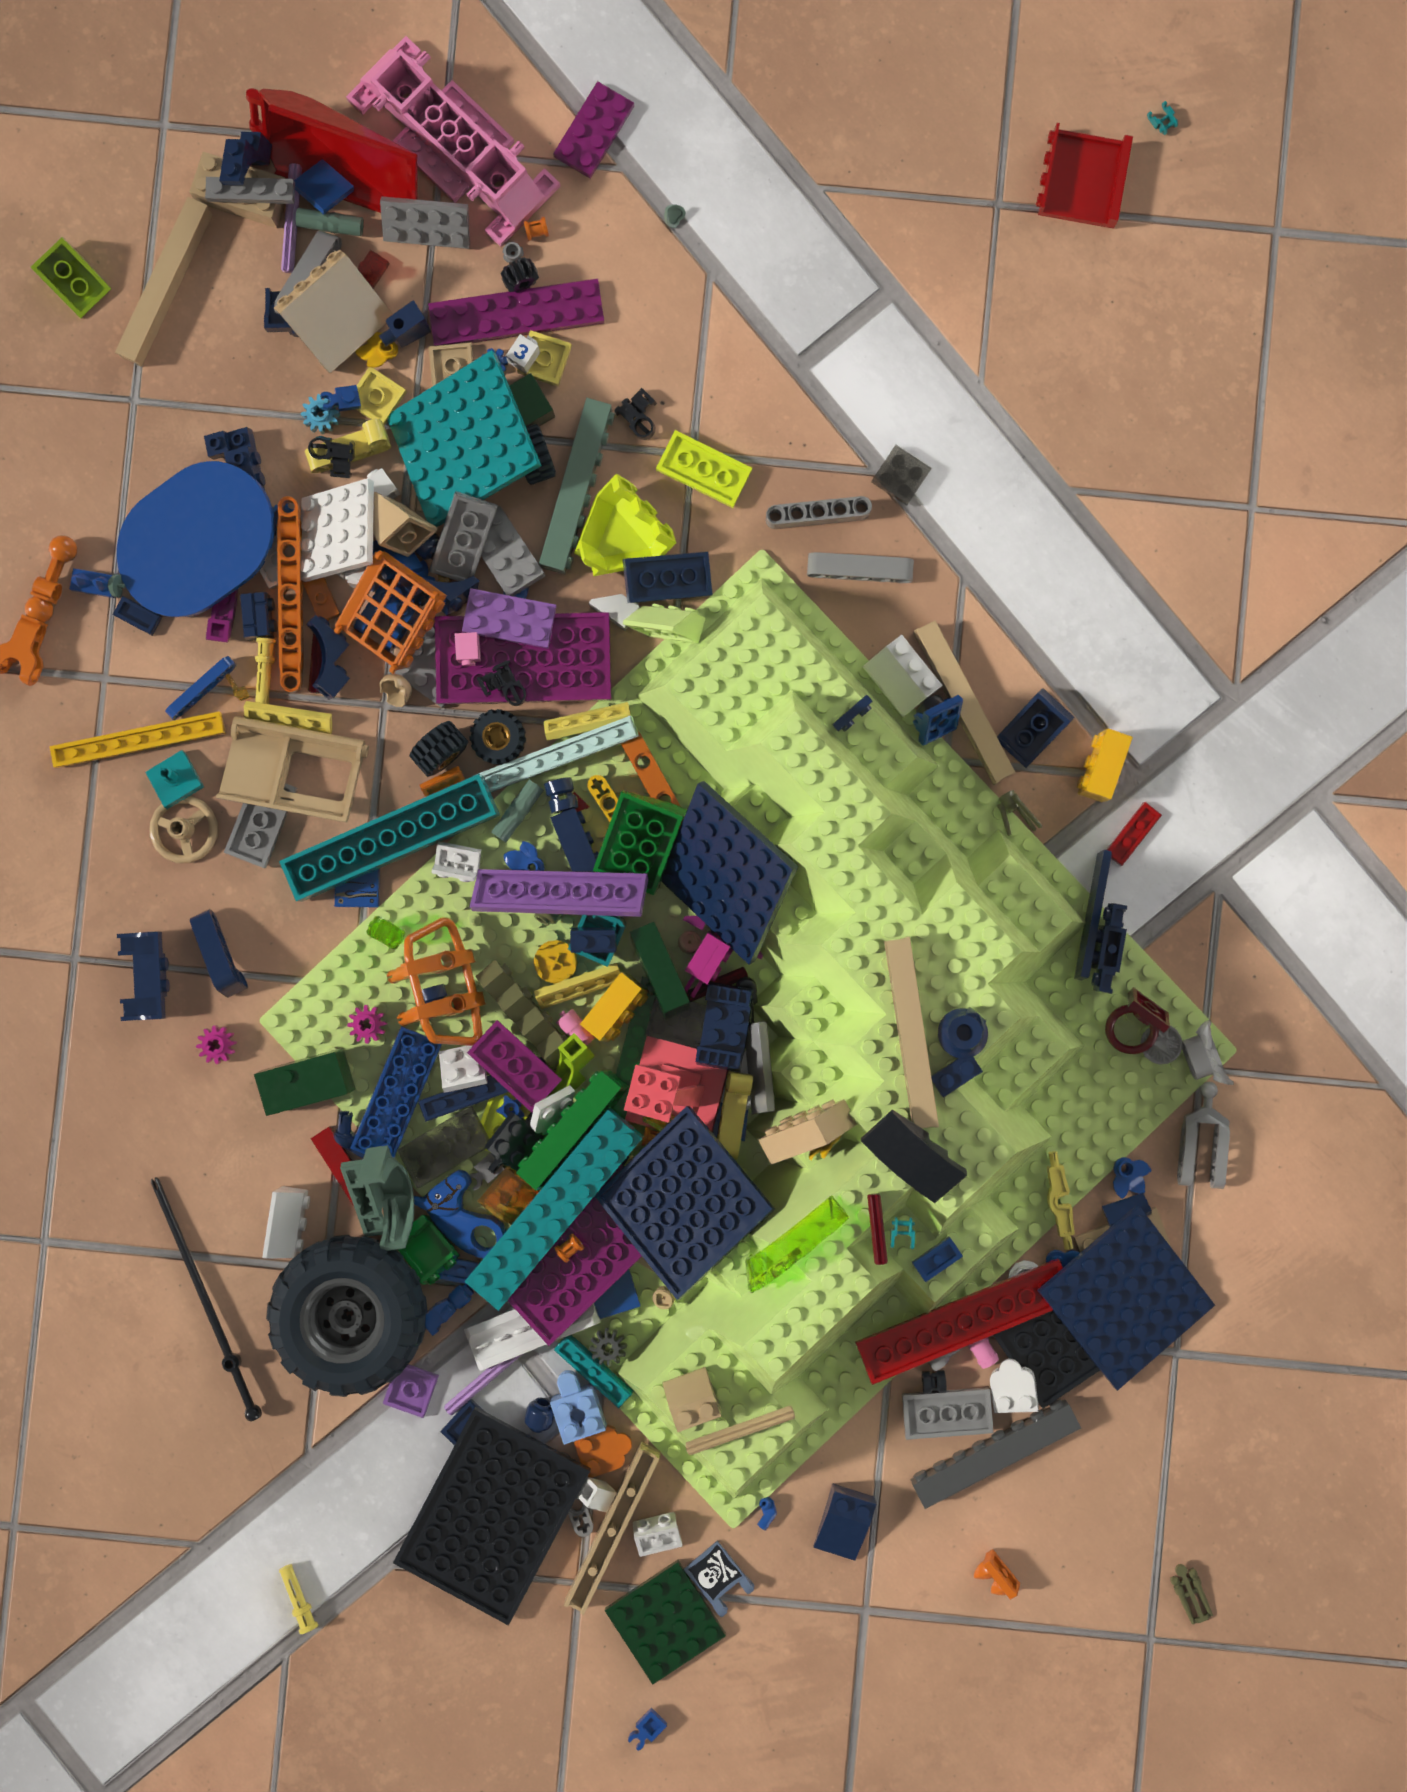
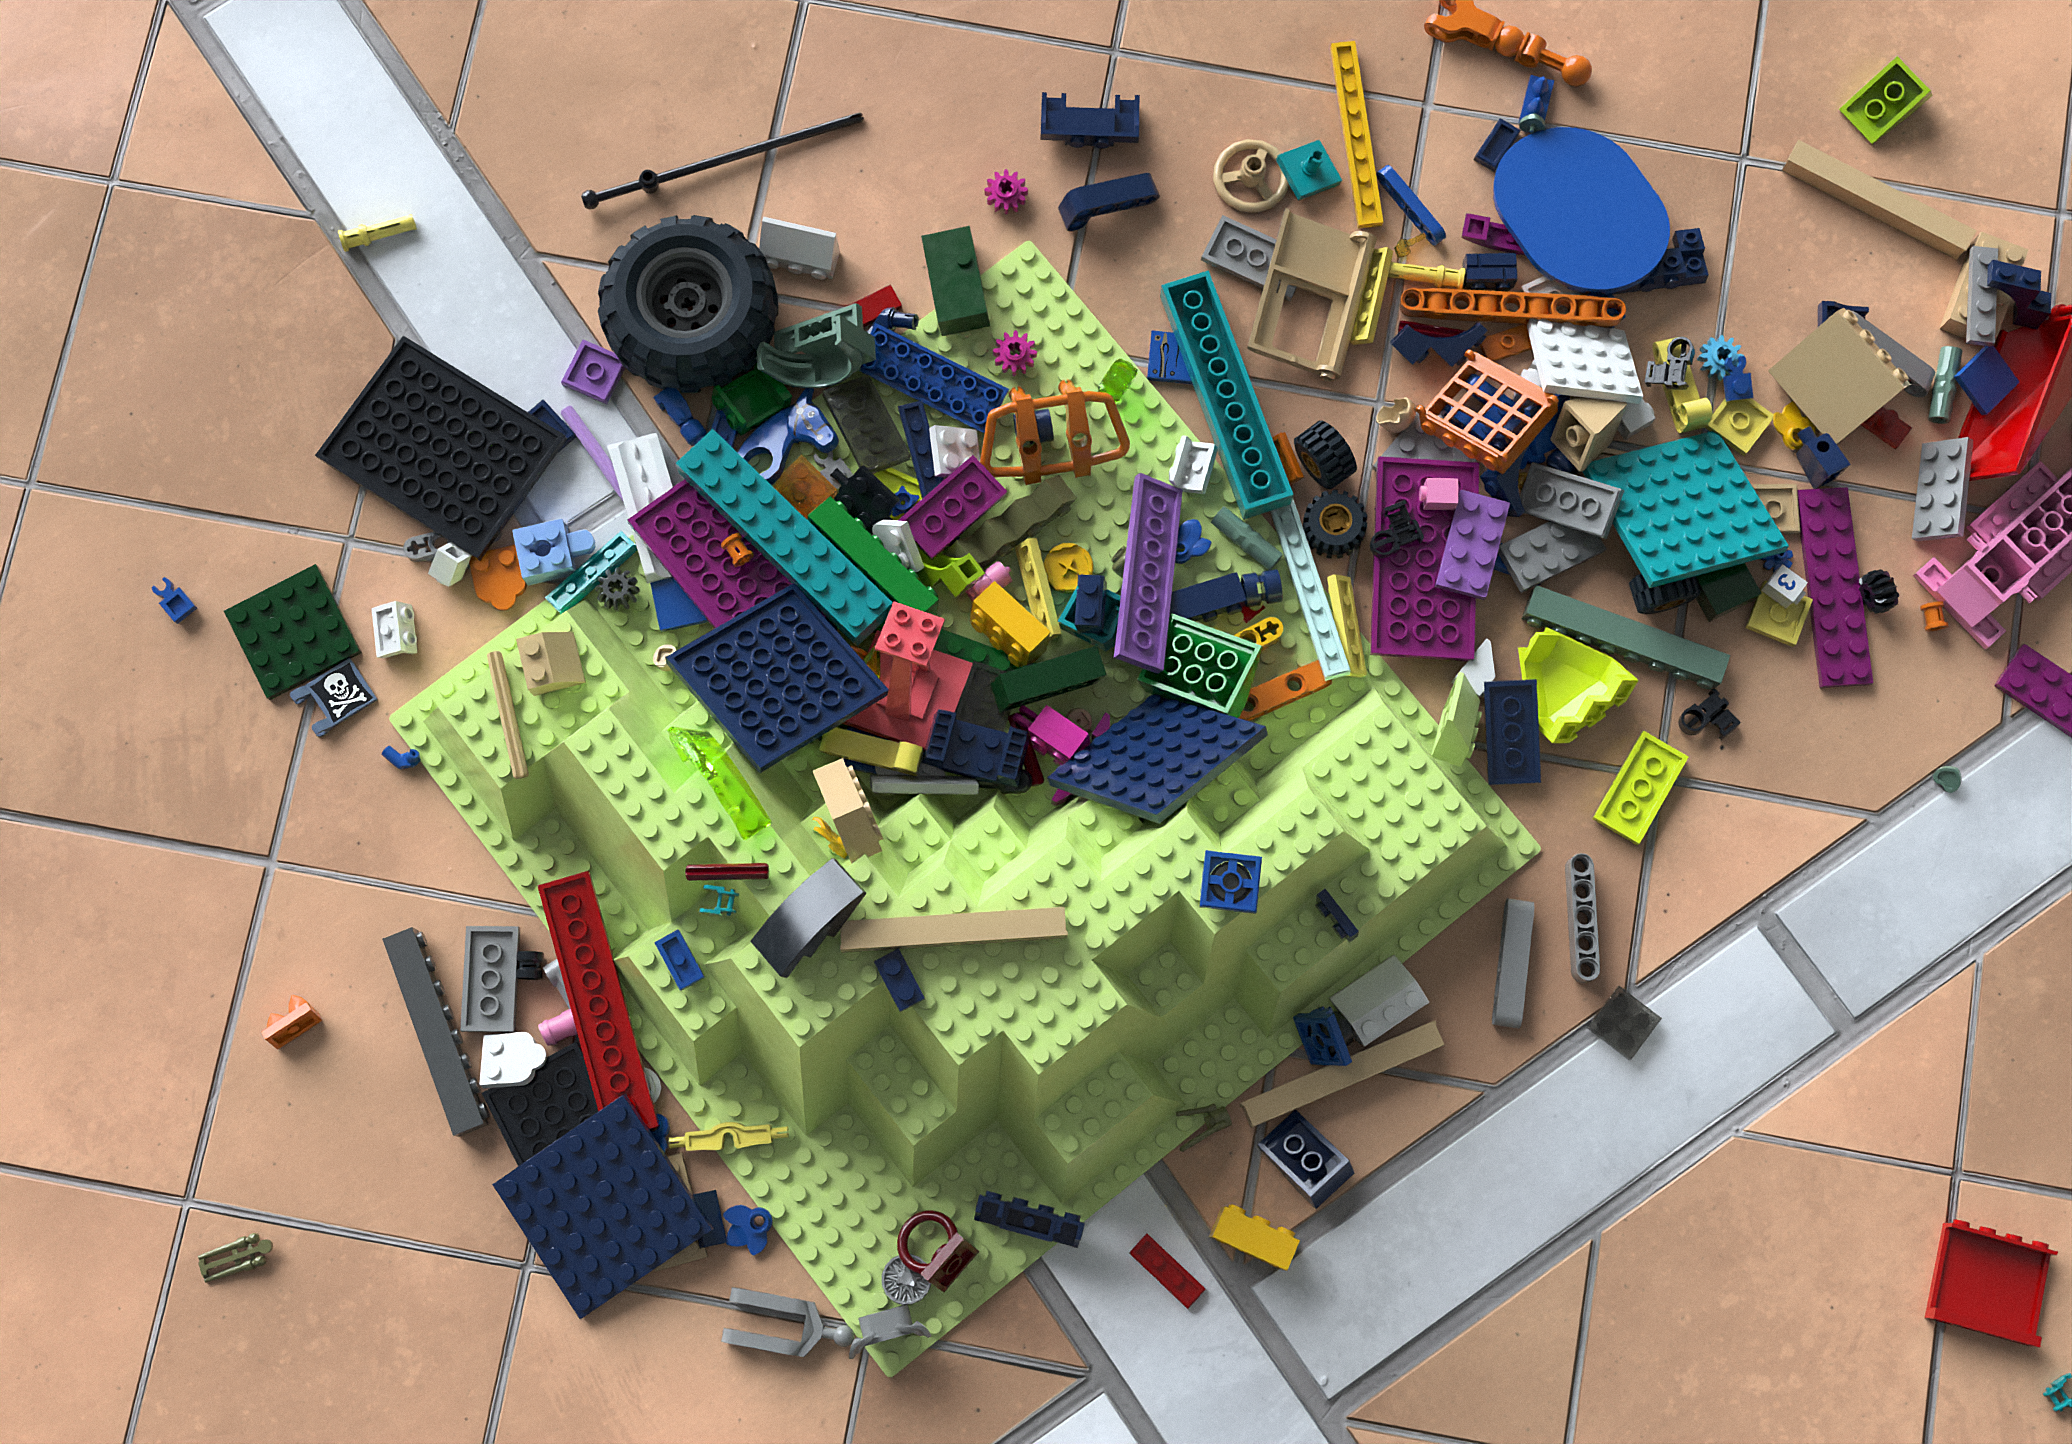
camera: 90 degrees right, 10 degrees down
(290, 227) = (1936, 341): lavender axle -> none
(512, 247) = (1912, 586): light grey plate -> none
(539, 1415) = (547, 507): dark blue head -> none
(612, 1528) = (409, 579): tan tile -> none
(845, 1522) = (378, 846): dark blue slope -> none
(852, 803) = (1230, 882): none -> blue piece
(963, 1033) = (947, 991): dark blue piece -> none
(1093, 915) = (1071, 1207): dark blue tile -> none

